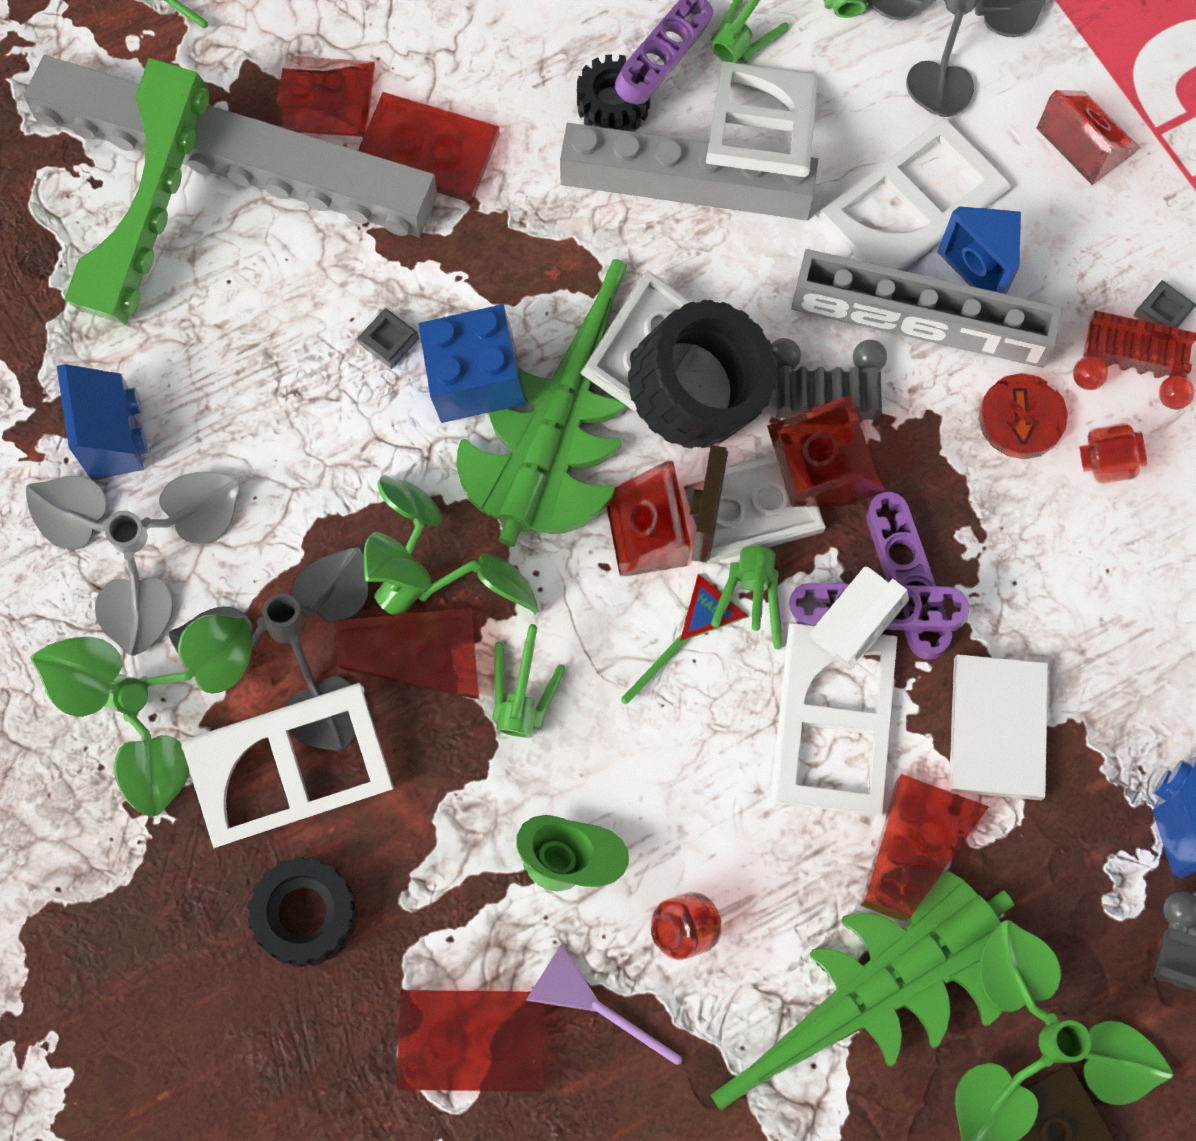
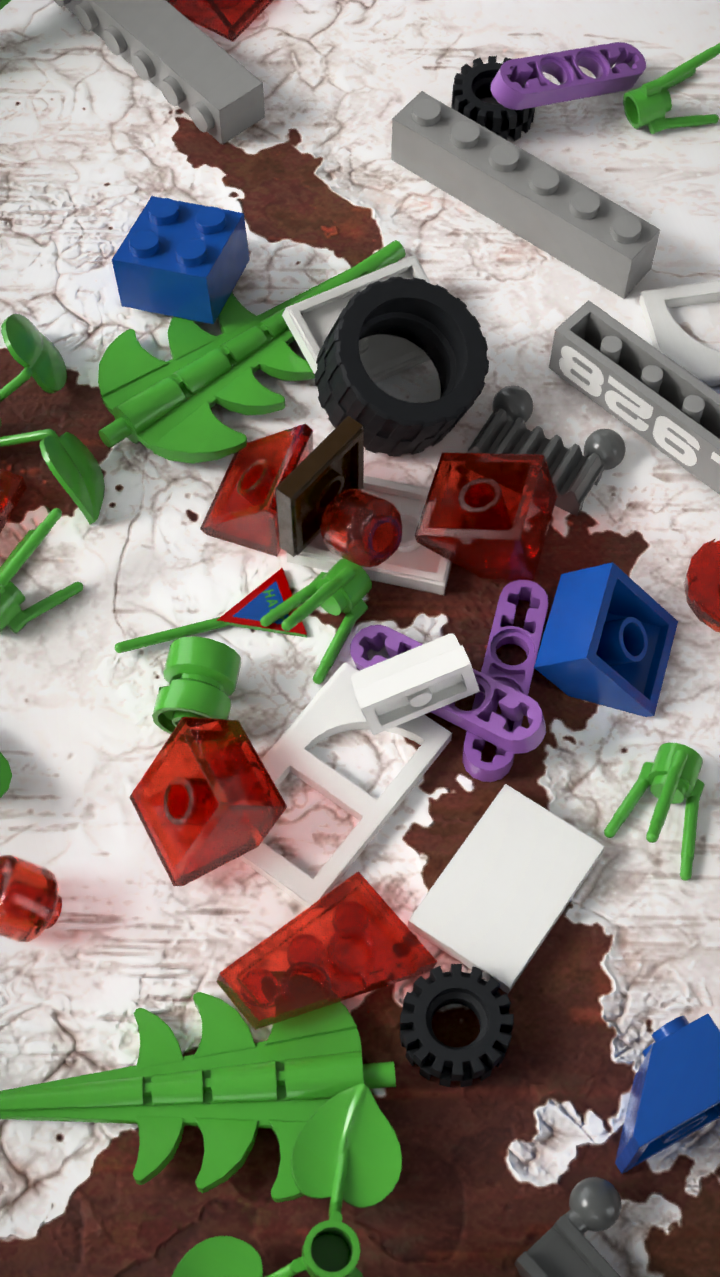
camera: 30 degrees right, 10 degrees down
(388, 338) = (121, 209): dark grey tile -> none
(432, 141) = (297, 74): clear red tile -> none
(707, 699) = (199, 680): none -> bright green wheel
(752, 519) = (361, 527): none -> clear red head
(769, 781) = (206, 798): none -> clear red slope
(792, 88) = (680, 170): white window -> none
(962, 510) = (607, 640): none -> blue slope
(1049, 826) = (449, 1062): none -> black tyre
(1066, 589) = (671, 780): none -> bright green plant

